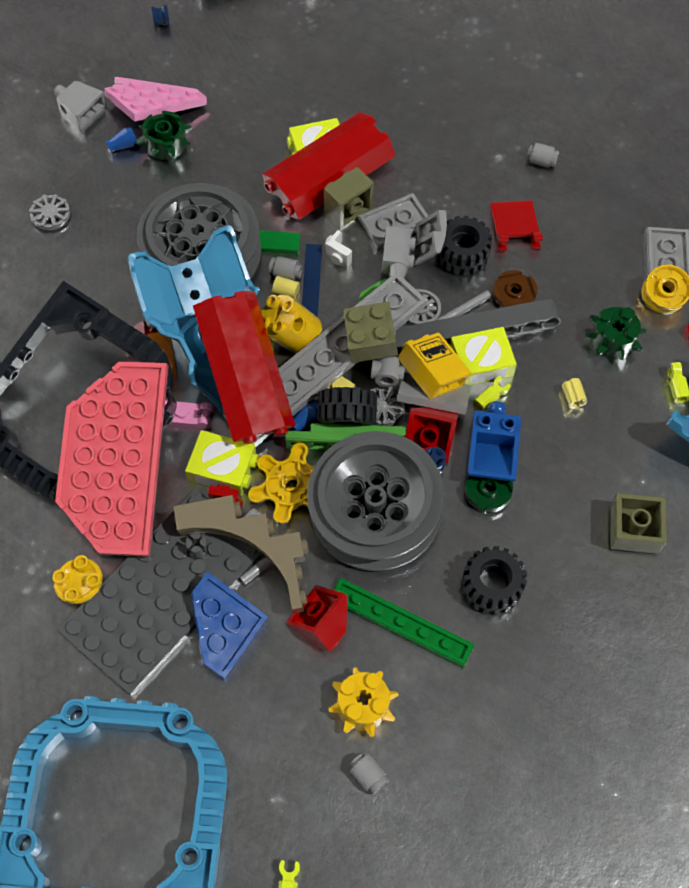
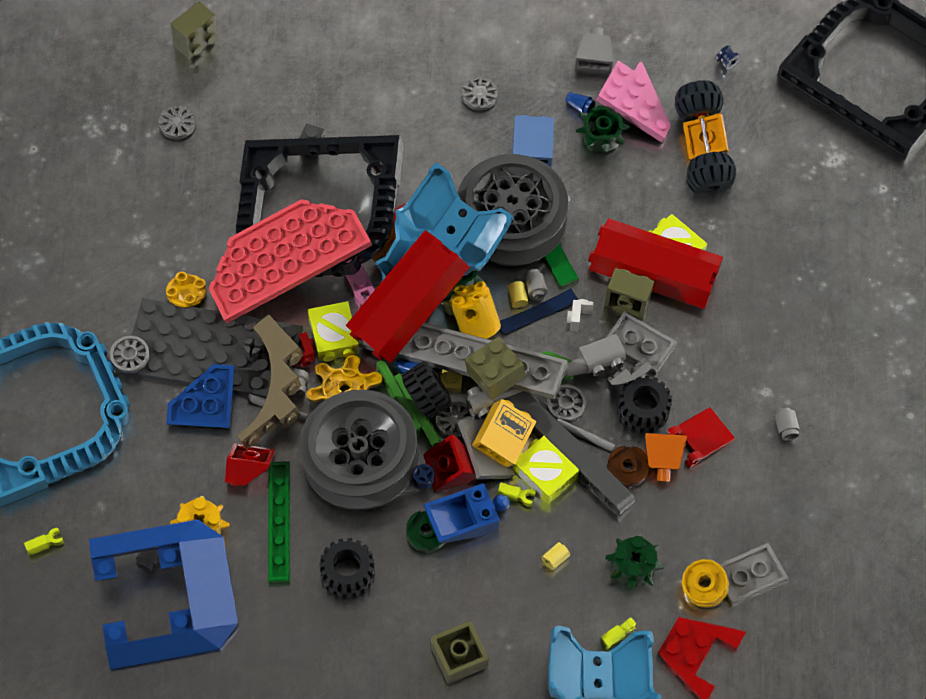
camera: 60 degrees right, 0 degrees up
(119, 674) = (129, 353): none -> light grey wheel
(131, 192) = (534, 137): none -> medium blue brick
(228, 66) = (705, 136): none -> black plate
(390, 731) = (208, 587): none -> blue slope
(523, 252) = (665, 453): none -> orange torso

